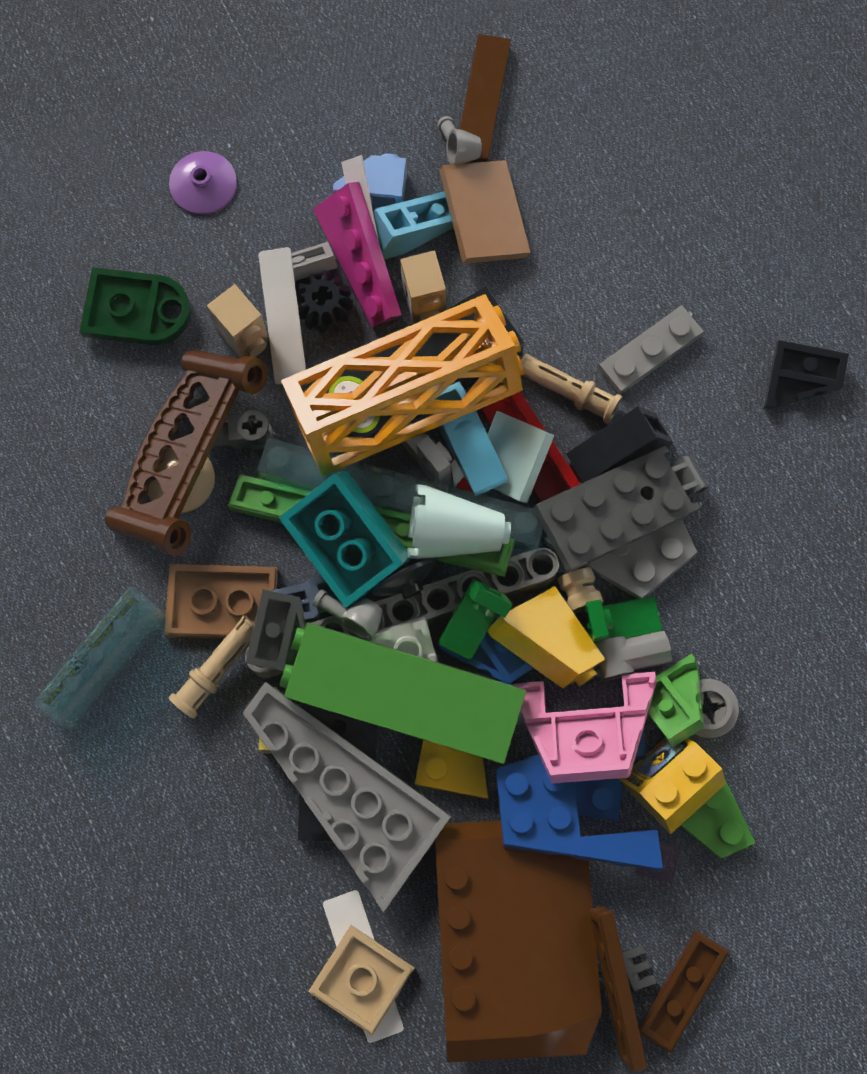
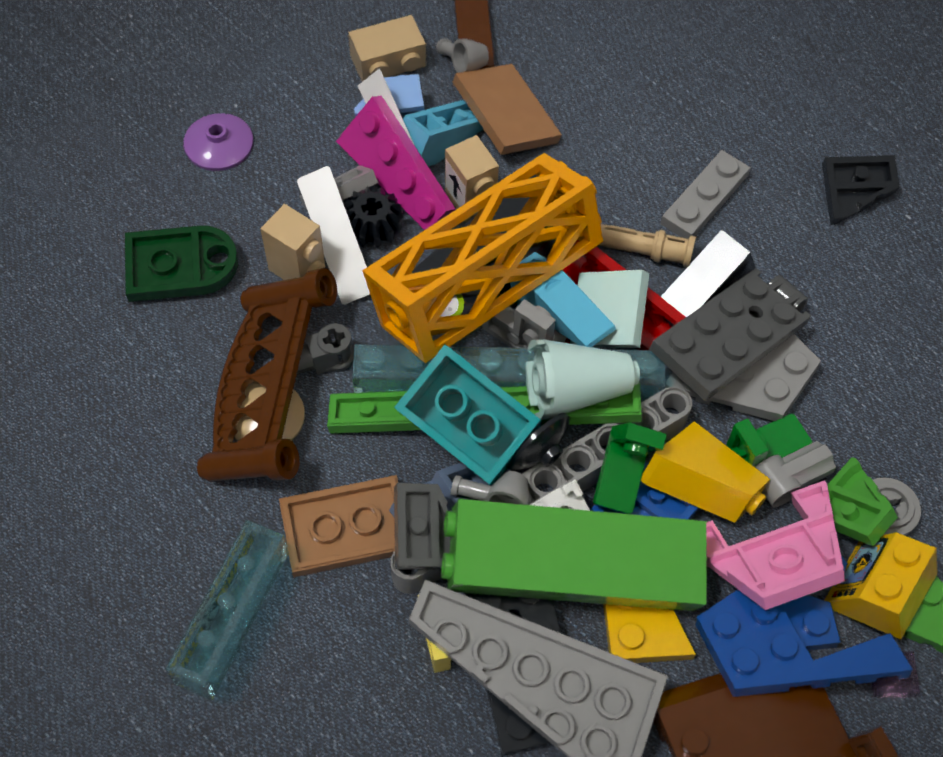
camera: 20 degrees left, 15 degrees down
(205, 679) = (351, 605): tan pin -> none
(387, 118) = (391, 46): none -> tan brick
(579, 588) = (716, 419): tan wheel -> none

